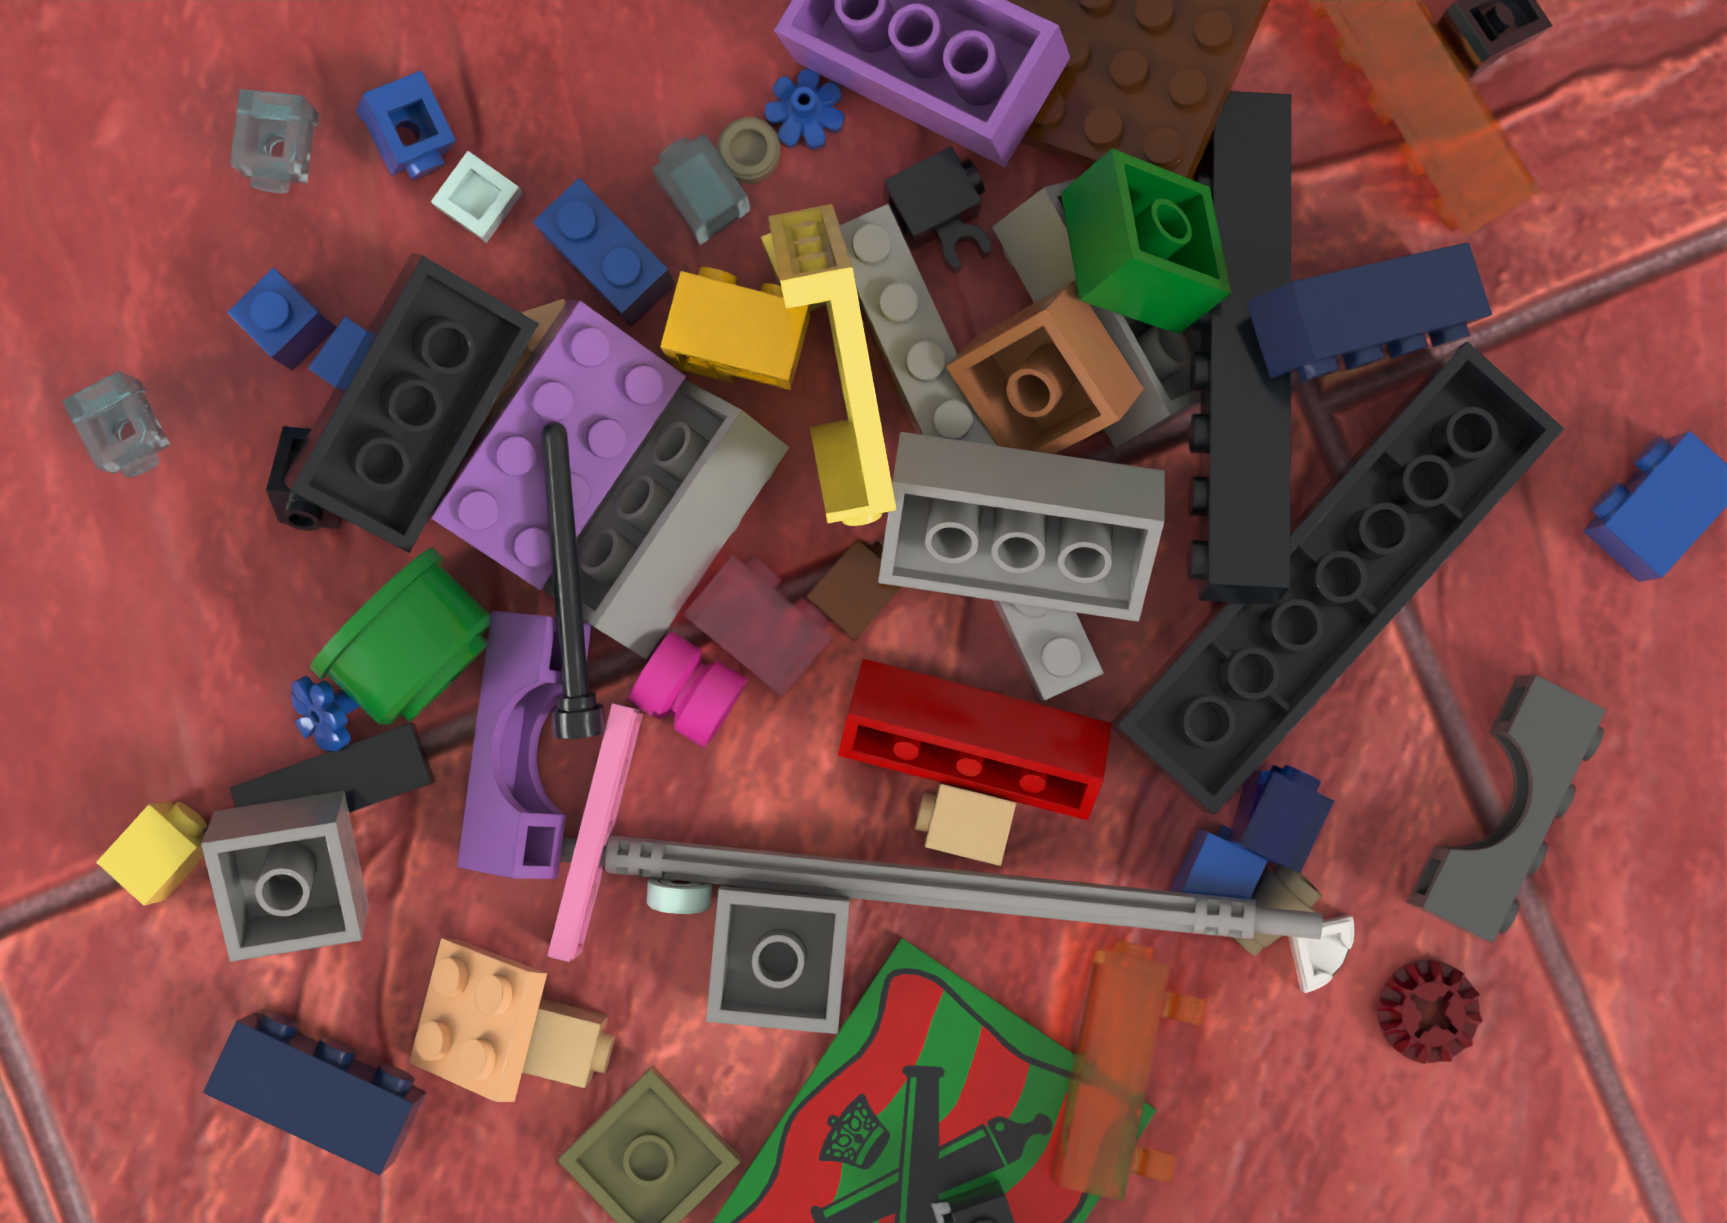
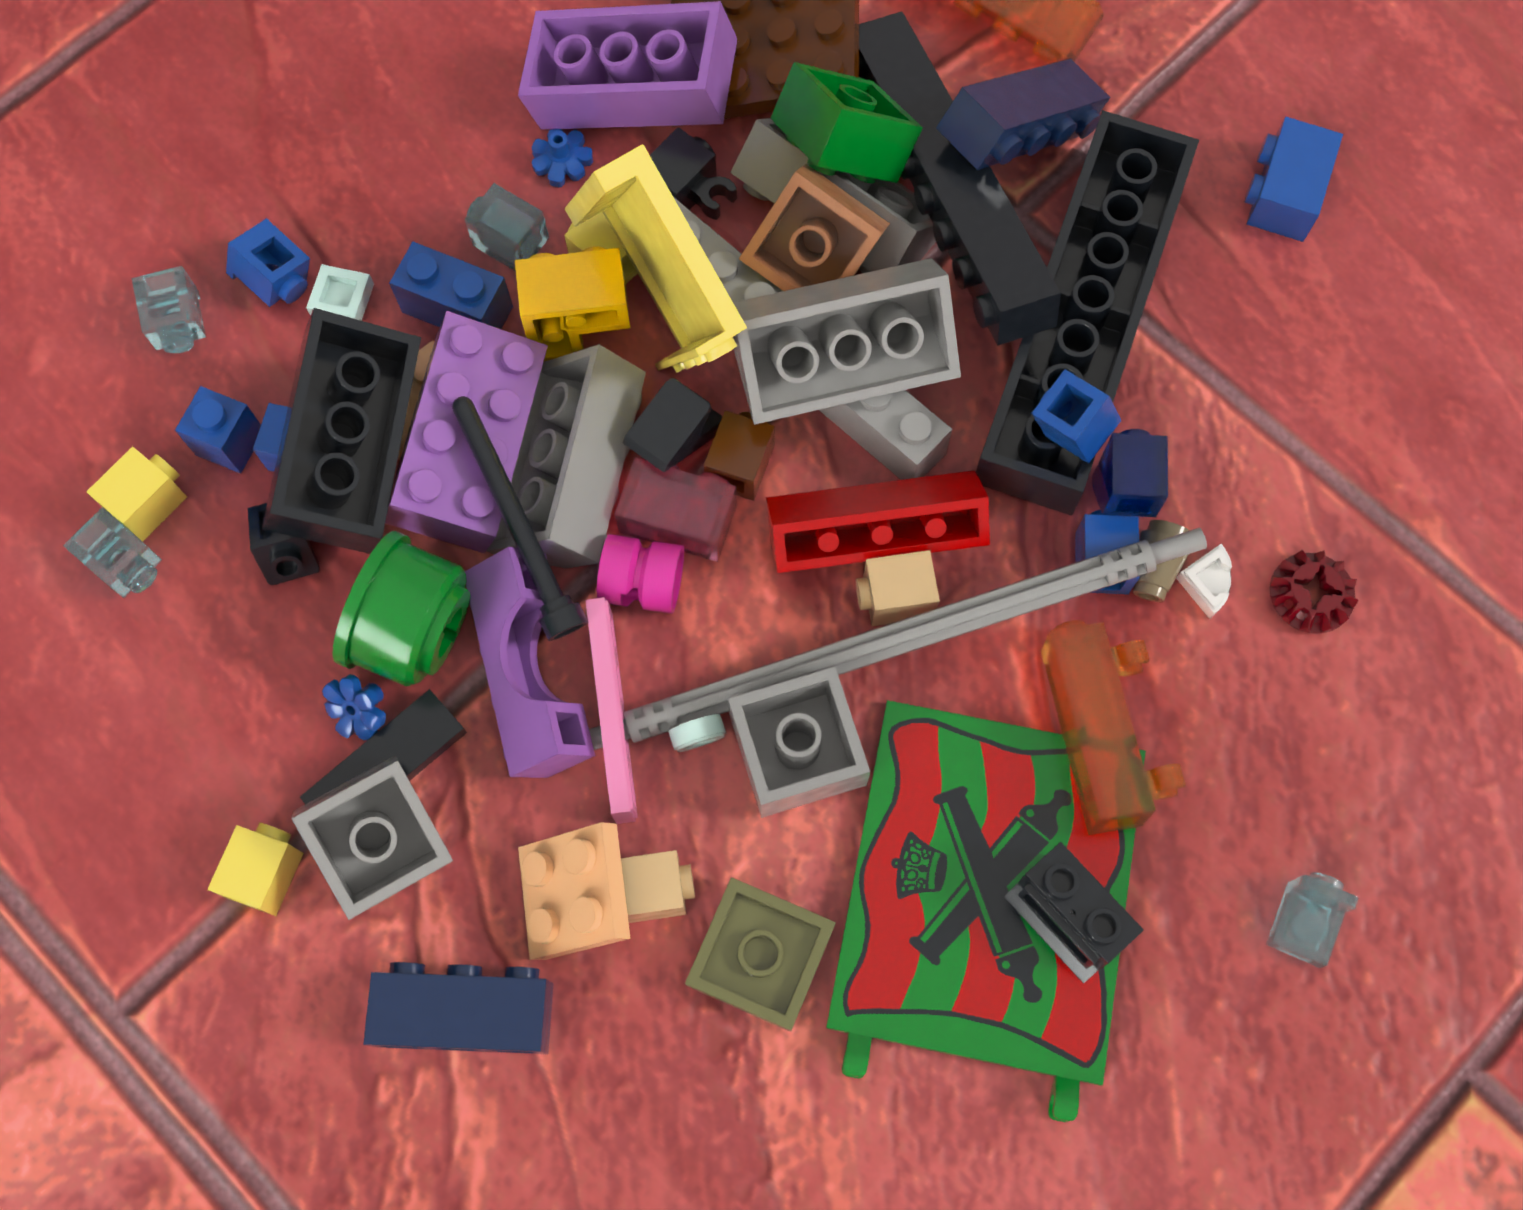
camera: 25 degrees left, 15 degrees down
(167, 358) = (138, 492): none -> light yellow brick
(750, 149) = (536, 190): dark tan tile -> none
(787, 536) = (672, 426): none -> black slope
(1238, 738) = (1076, 416): none -> blue brick
(1545, 740) = (1294, 363): dark grey arch -> none

